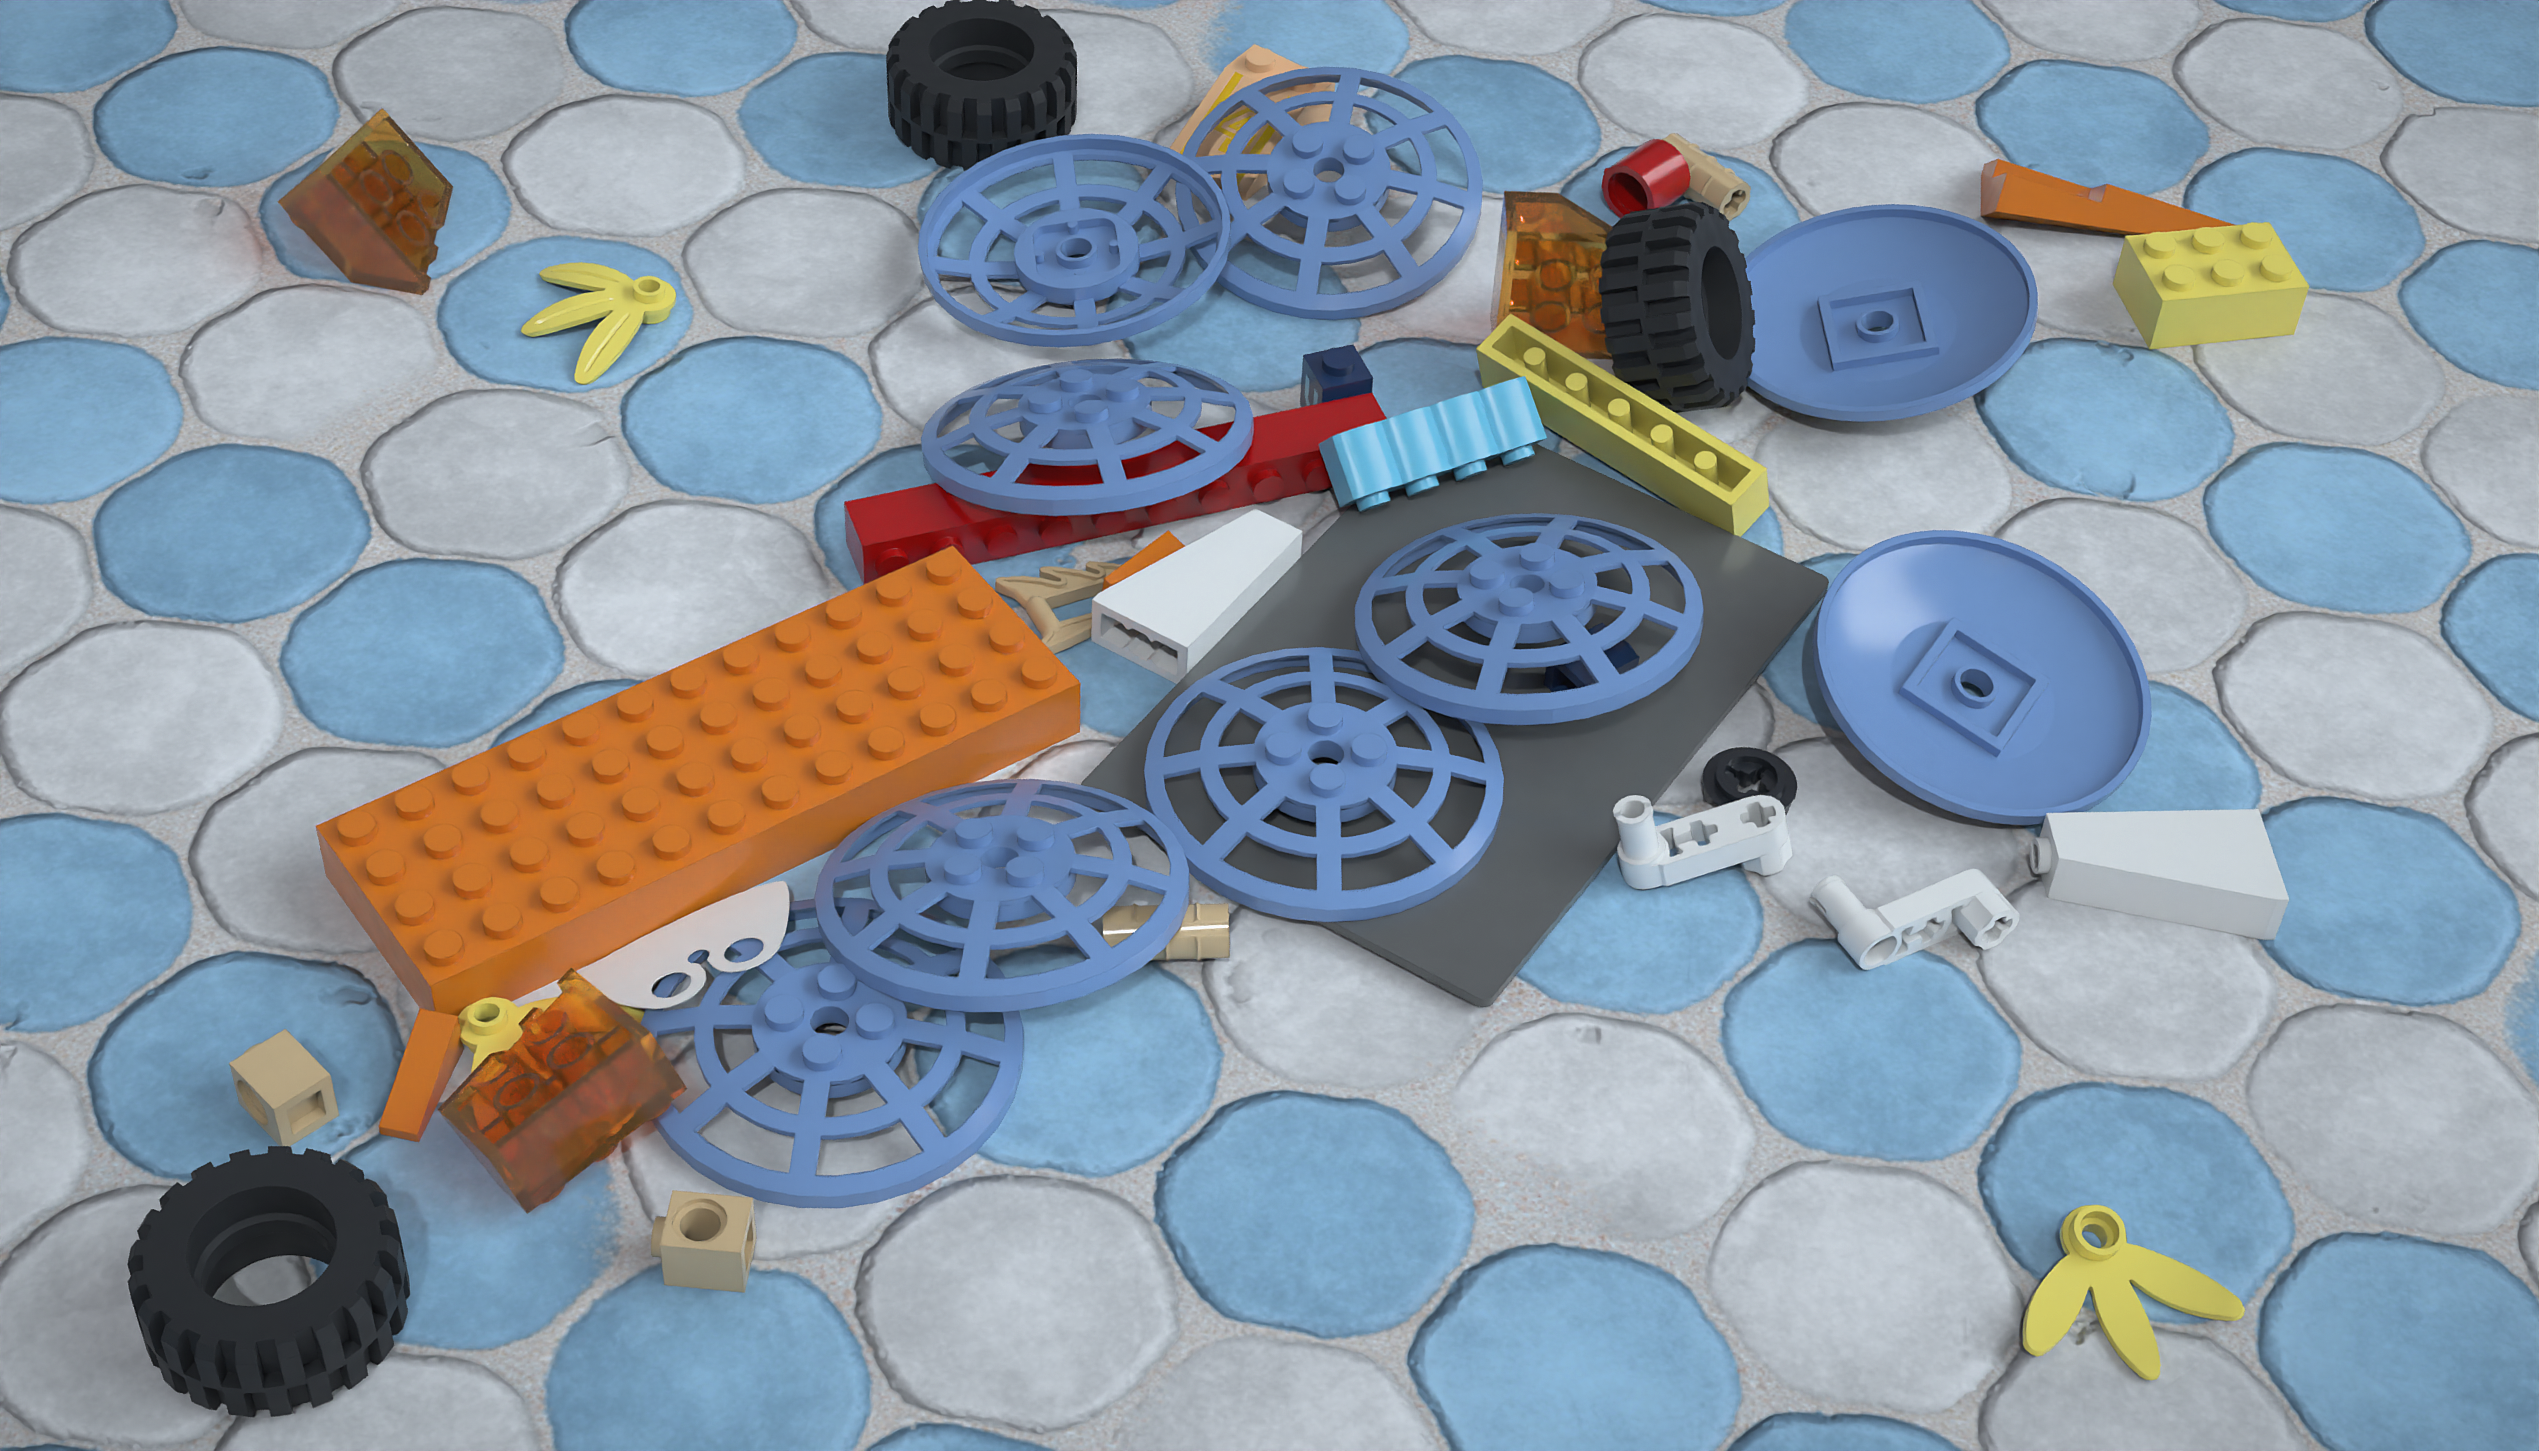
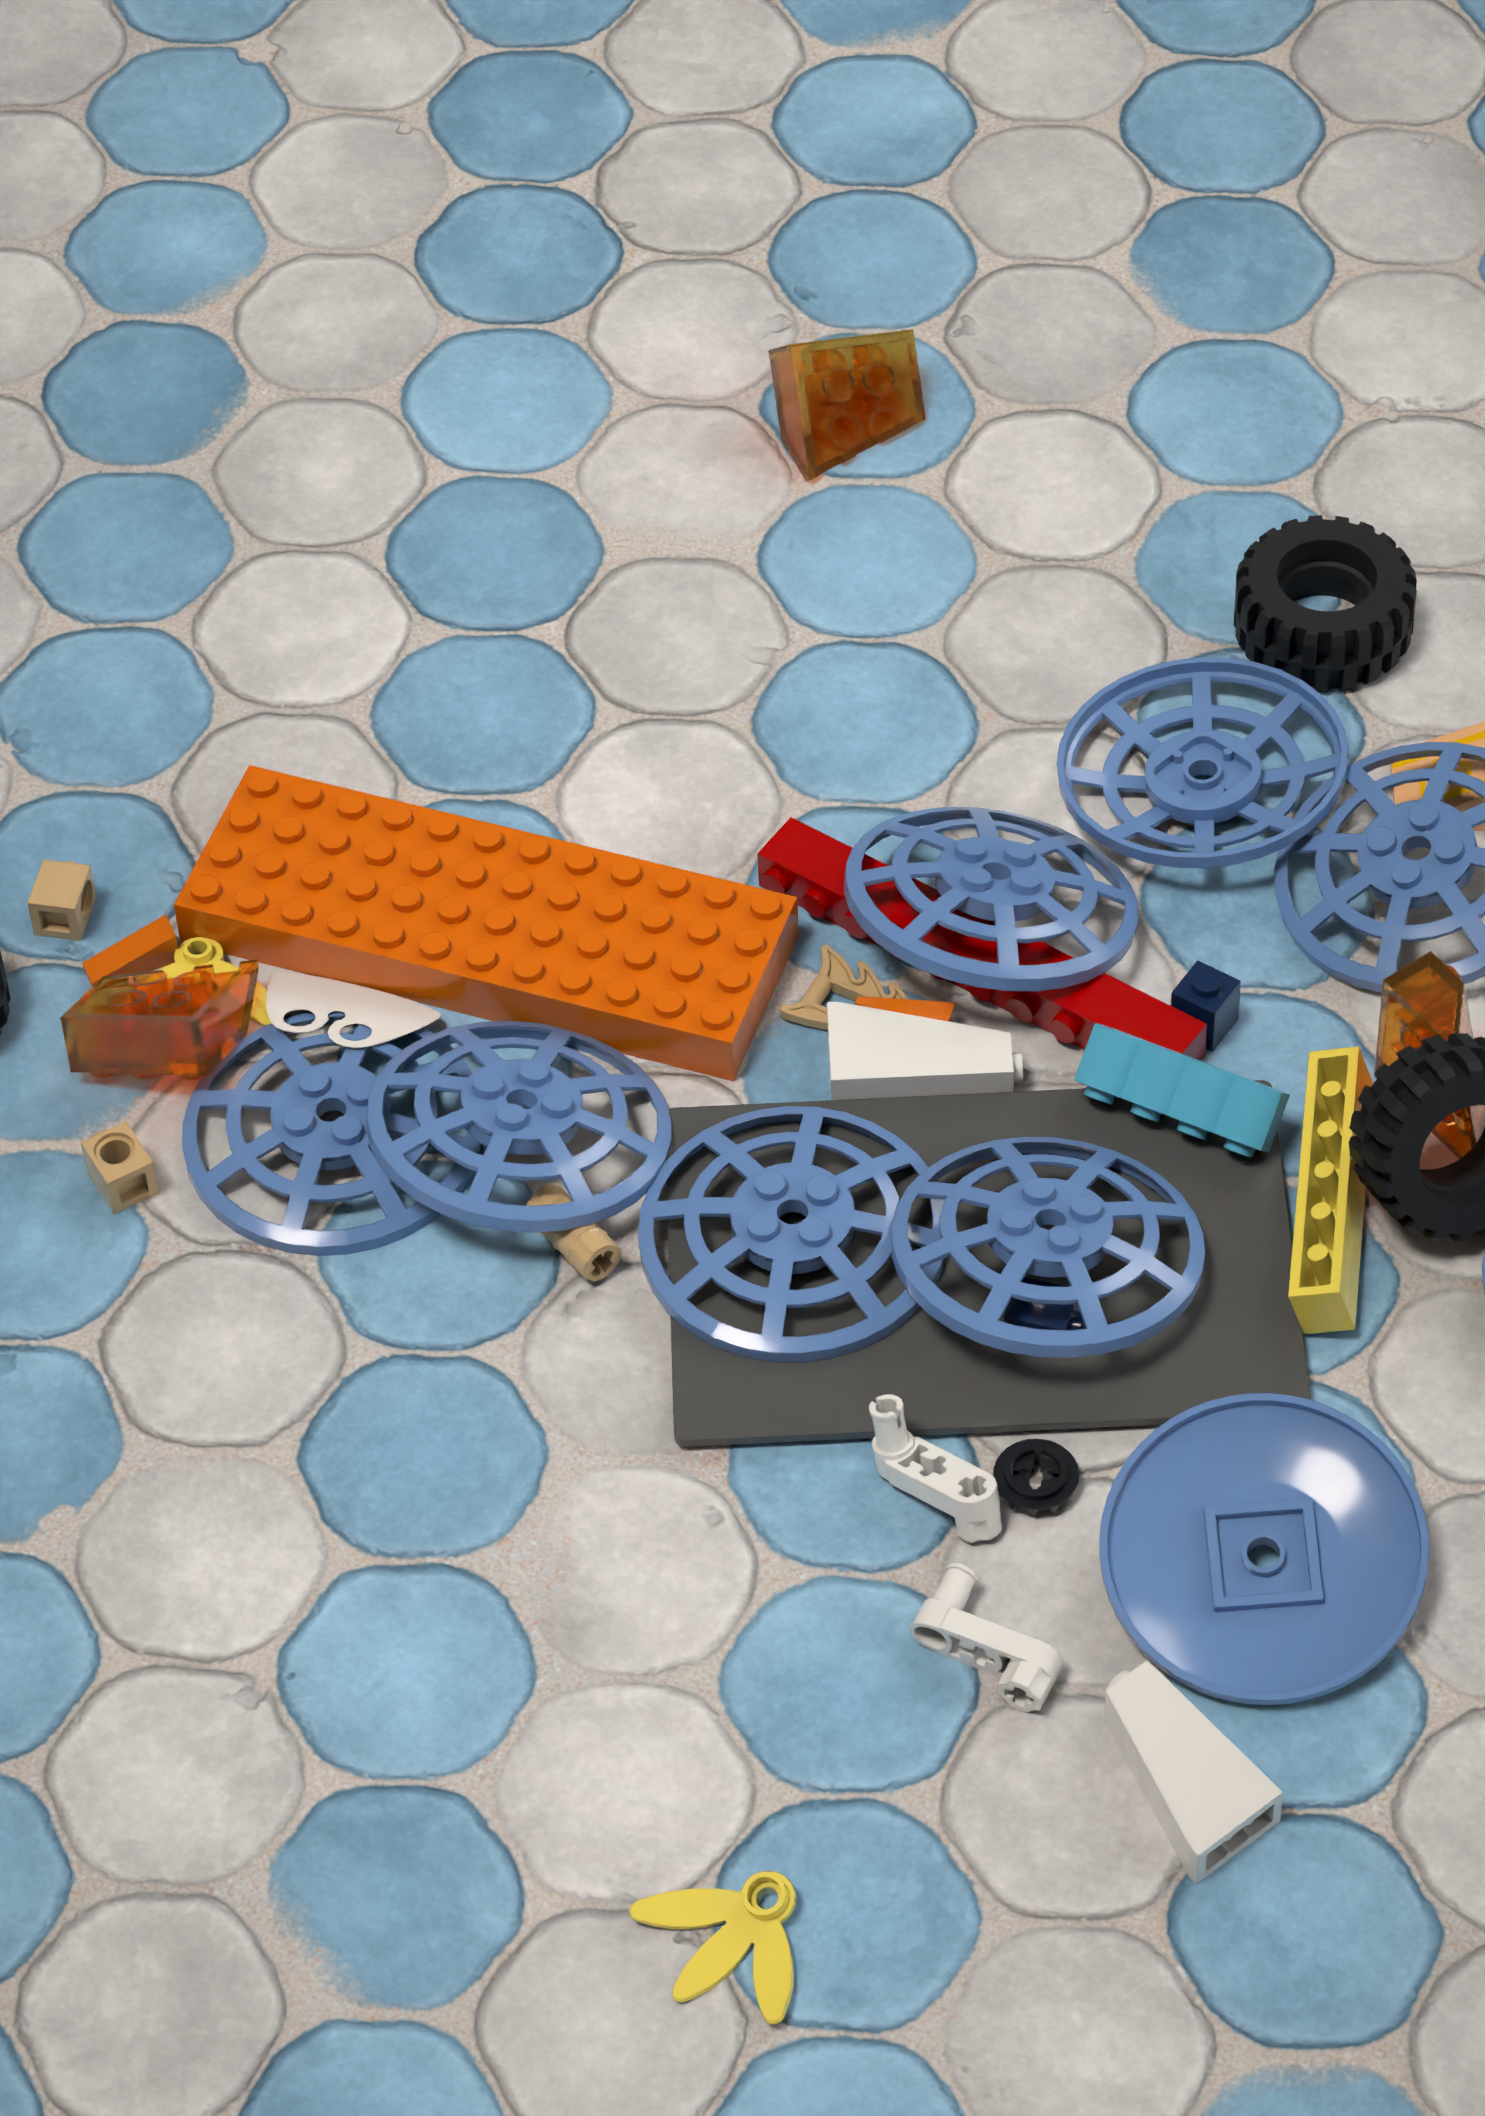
camera: 60 degrees right, 5 degrees up
(615, 295) = (889, 581): light yellow plant -> none

